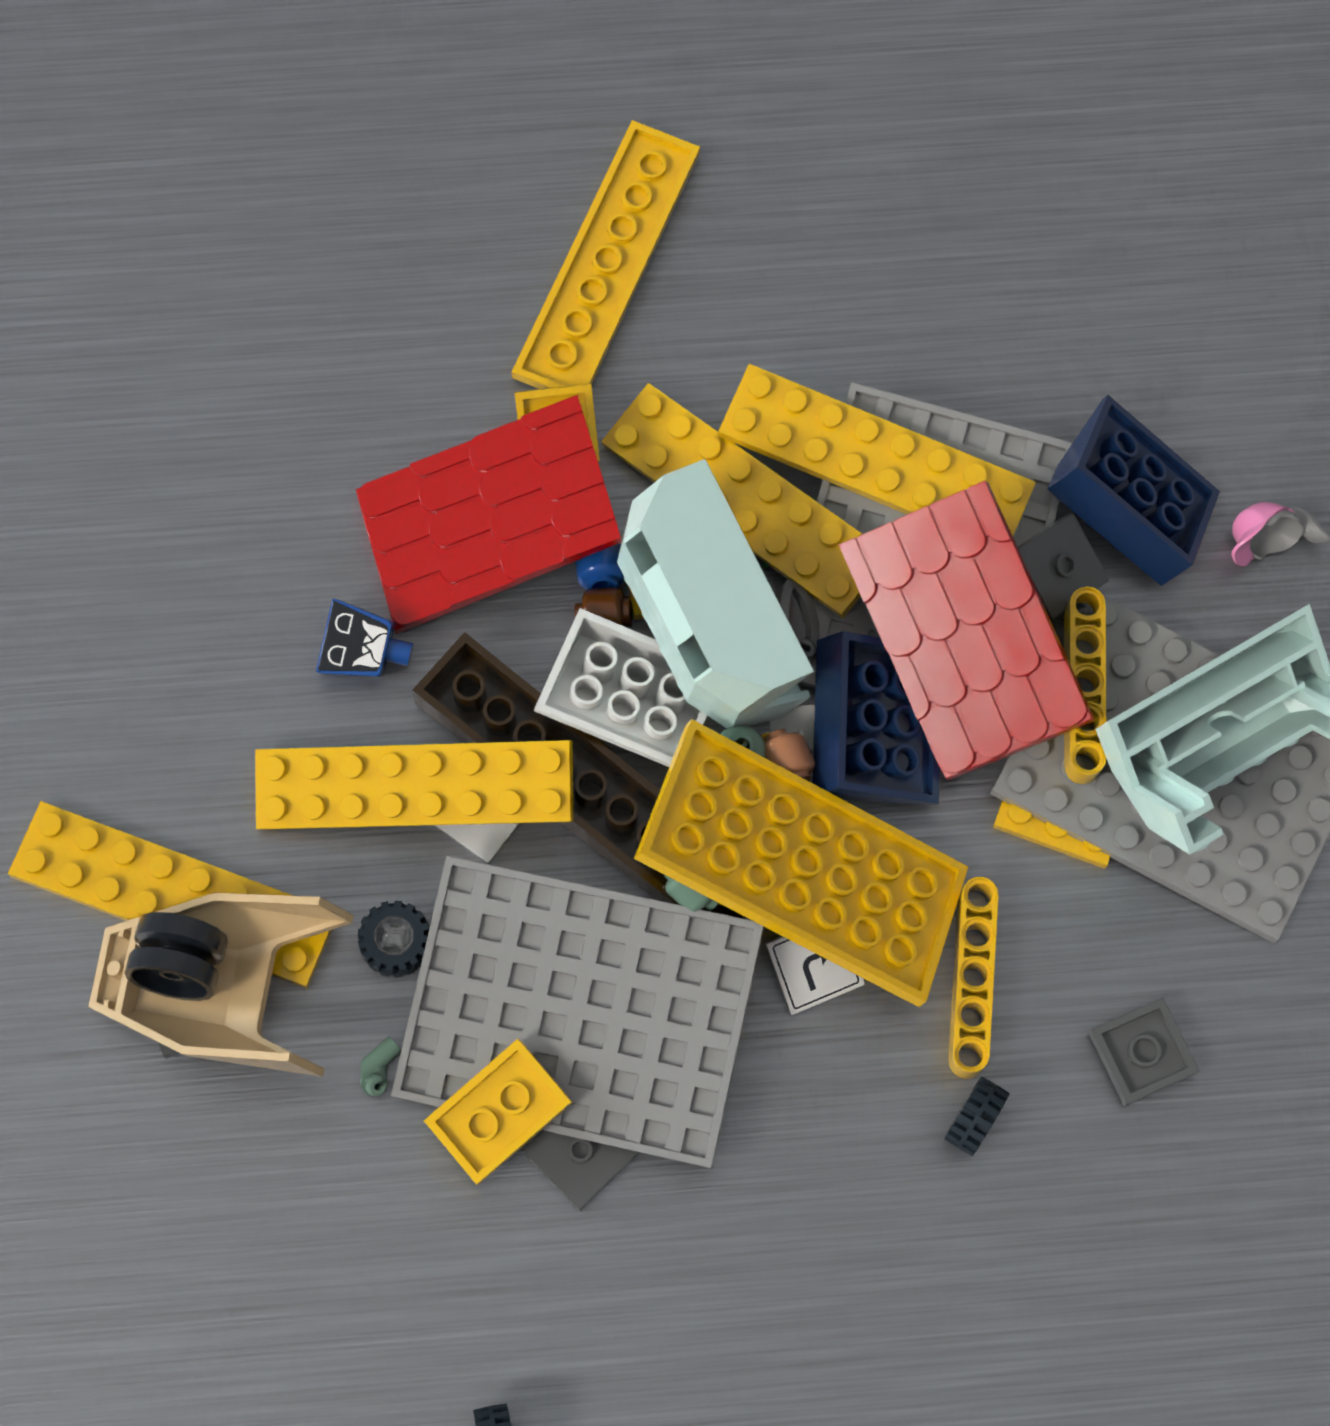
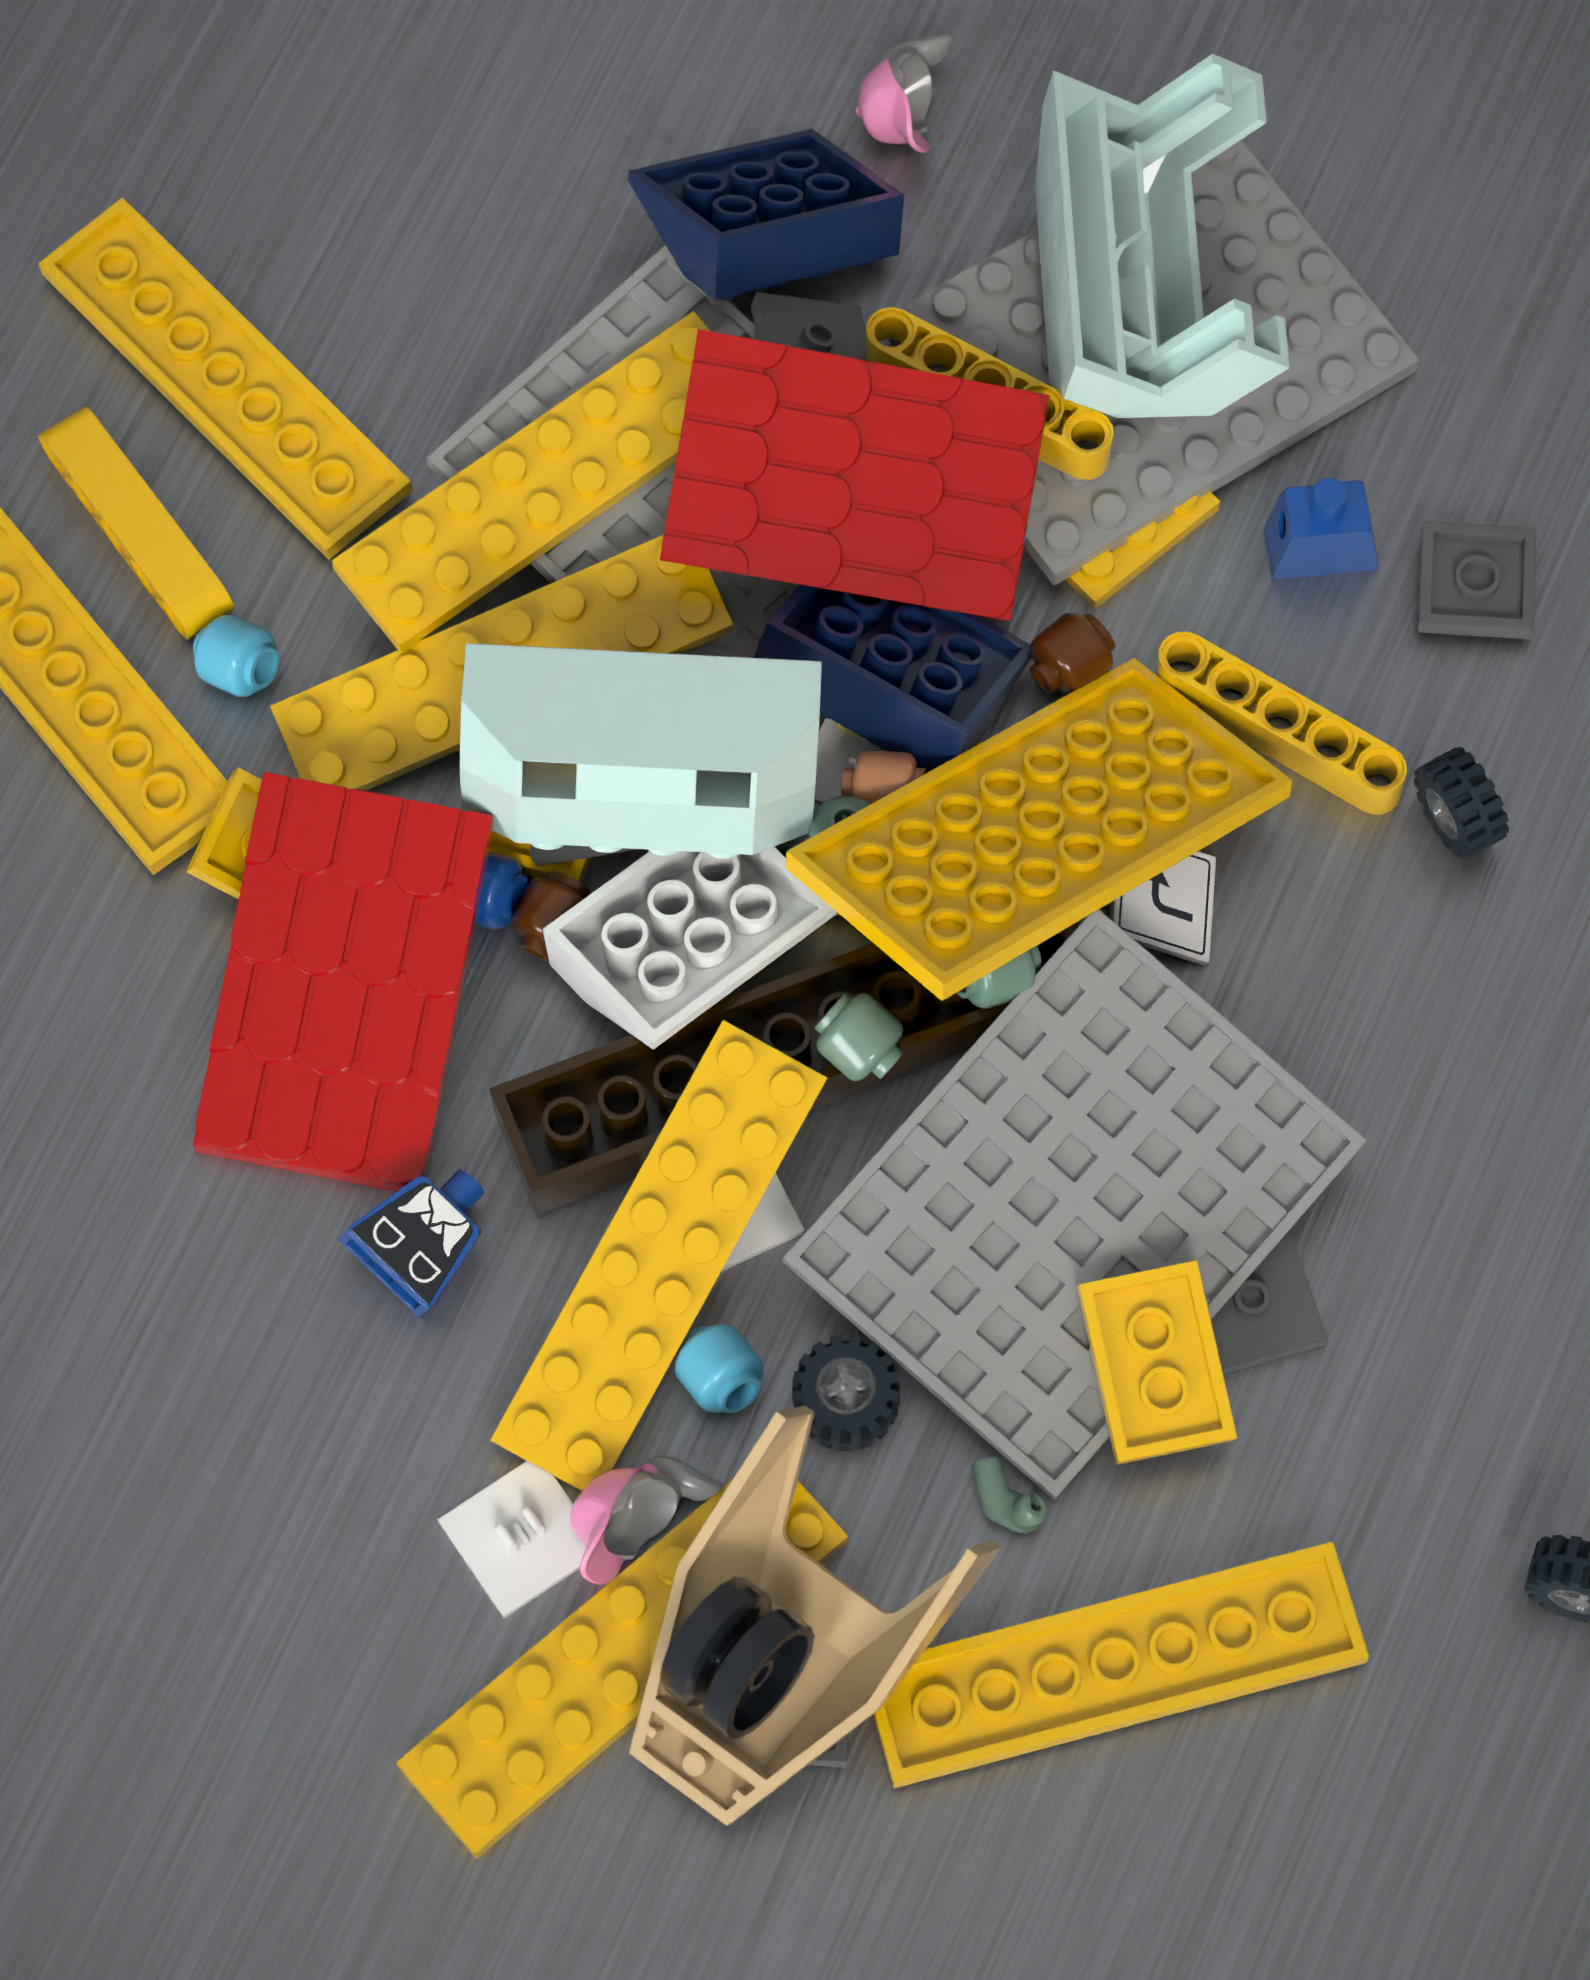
camera: 55 degrees left, 5 degrees down
(213, 800) = (516, 1536): none -> white piece
(253, 848) = (629, 1508): none -> hair
(308, 1189) = (1120, 1664): none -> yellow plate
(370, 857) = (719, 1368): none -> medium azure head
(604, 826) = (859, 1037): none -> sand green head
(671, 347) = (235, 656): none -> medium azure head
(725, 246) = (136, 522): none -> yellow beam
(848, 246) = (226, 378): none -> yellow plate
(945, 826) = (1071, 653): none -> reddish brown head
(1119, 940) = (1320, 531): none -> blue torso

